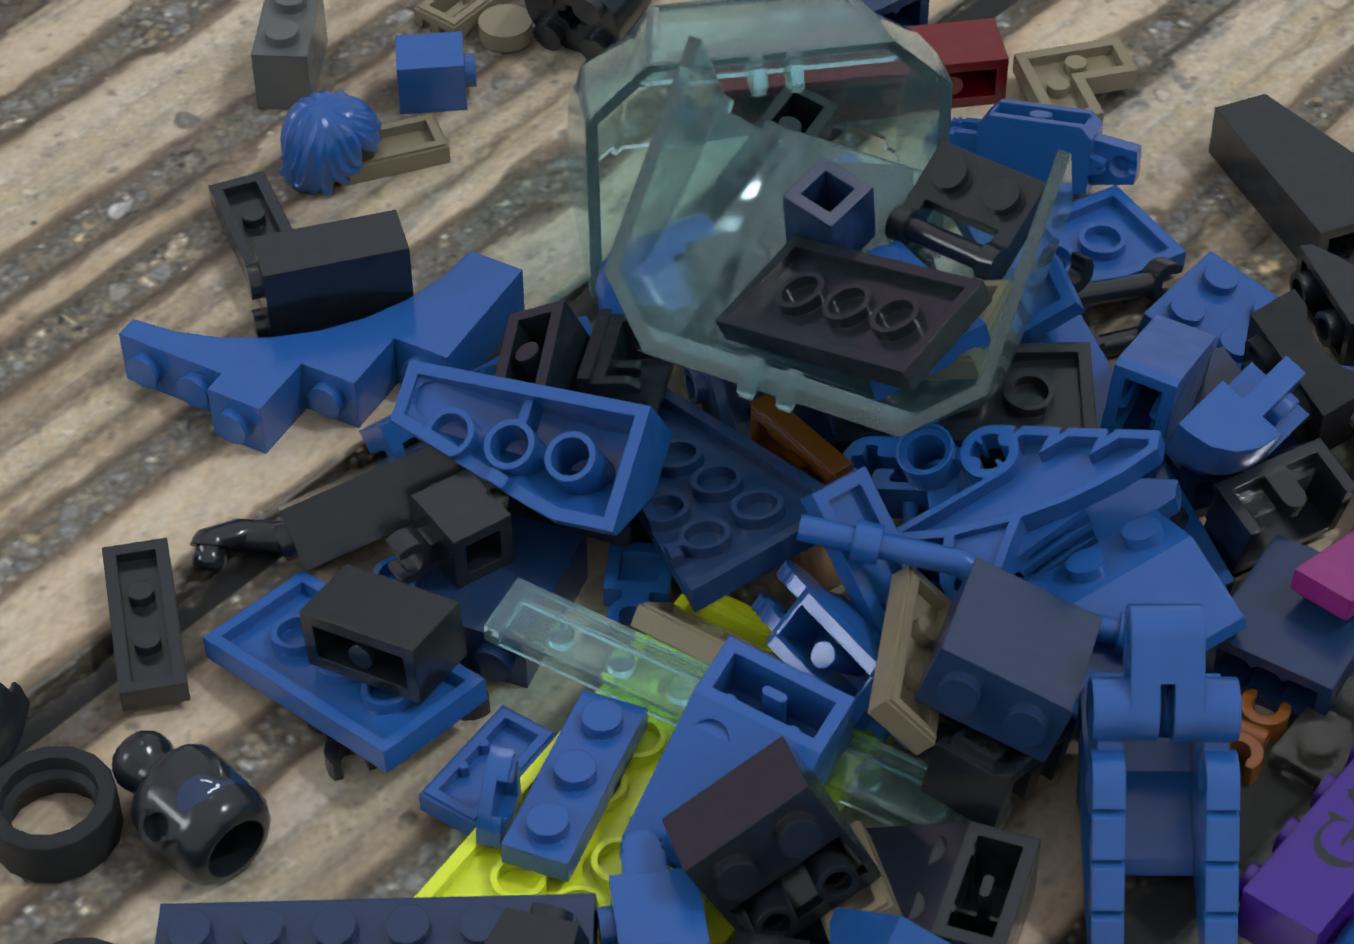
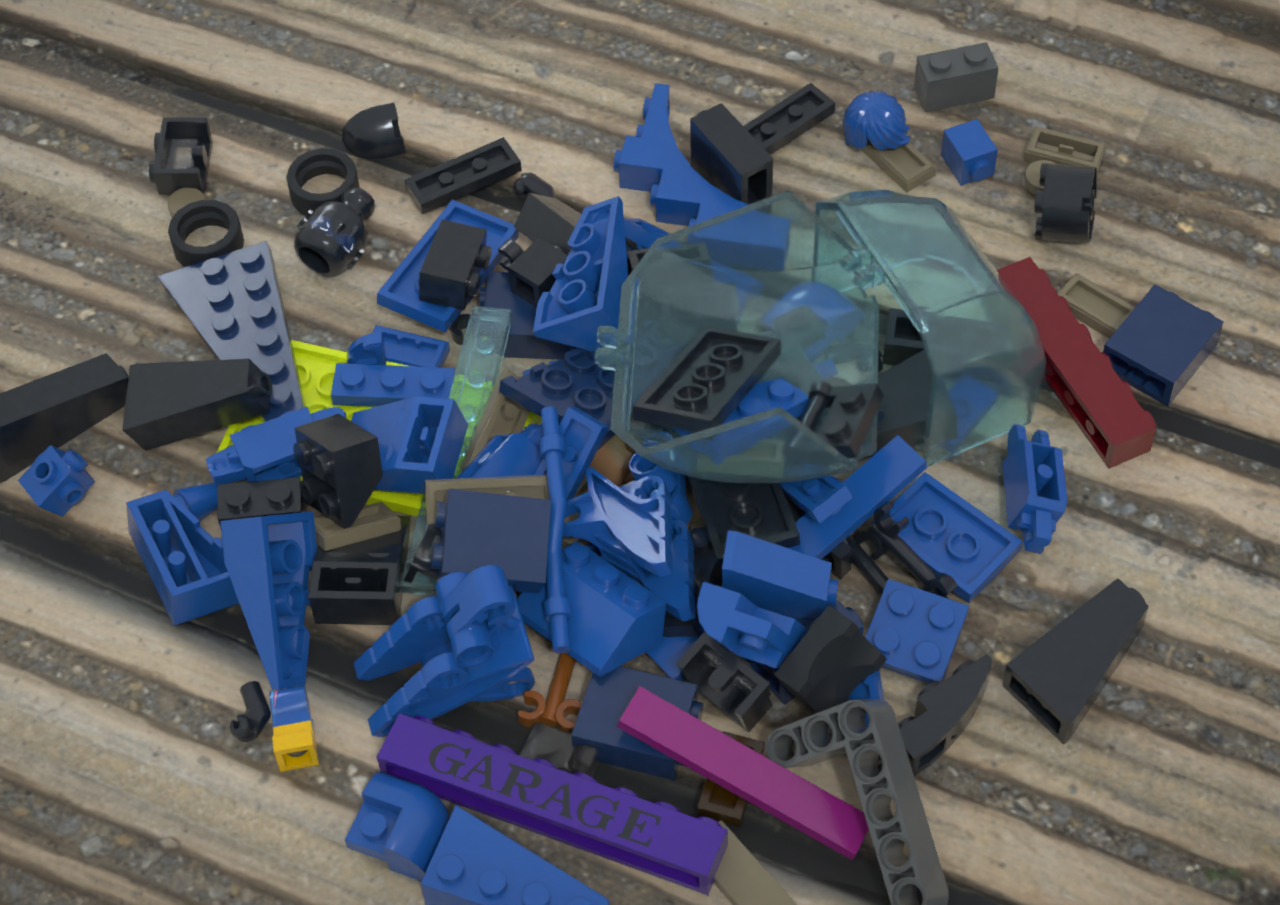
camera: 75 degrees right, 10 degrees up
(830, 207) = (796, 348): dark blue brick -> none
(1075, 73) = (1133, 488): dark tan plate -> none

